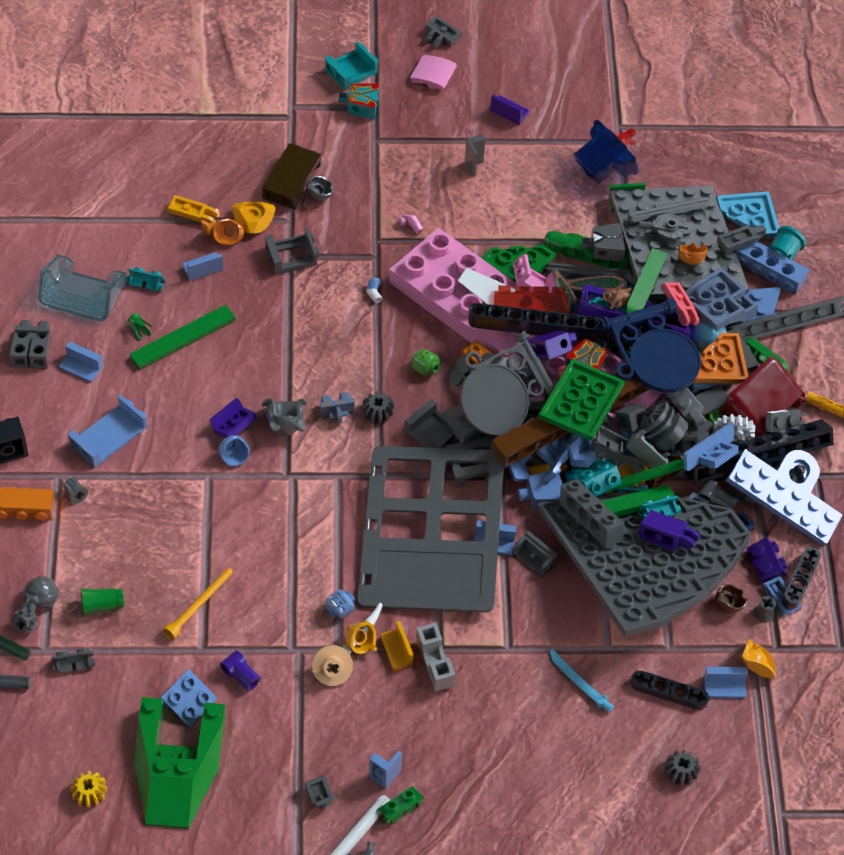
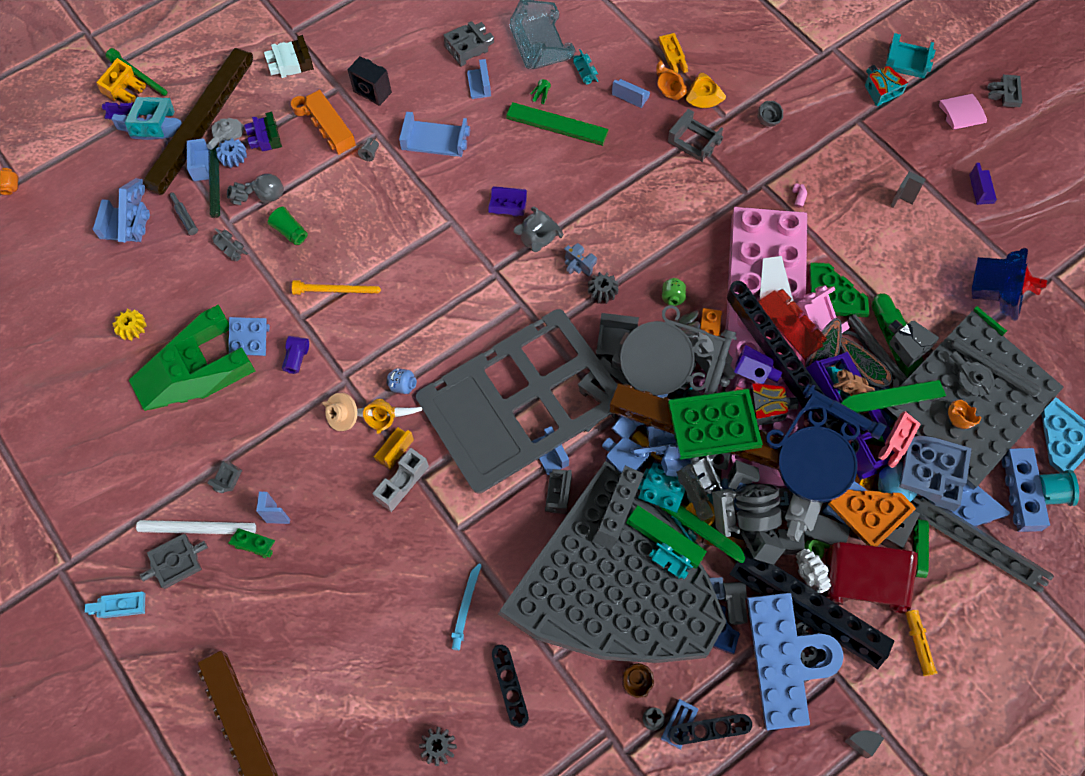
camera: 60 degrees right, 10 degrees up
(234, 450) = (480, 220): medium blue hair -> none
(290, 175) = (764, 86): dark brown panel -> none
(373, 285) = (716, 208): arm -> none
(667, 532) = (646, 580): dark purple hinge -> none
(712, 450) = (765, 566): medium blue bracket -> none
(726, 682) = (550, 731): medium blue panel -> none
(741, 237) = (1024, 444): dark grey hinge -> none
(759, 660) = (593, 744): light orange hat -> none
(767, 560) = (706, 687): dark purple bracket -> none
(783, 419) = (864, 608): dark grey hinge -> none

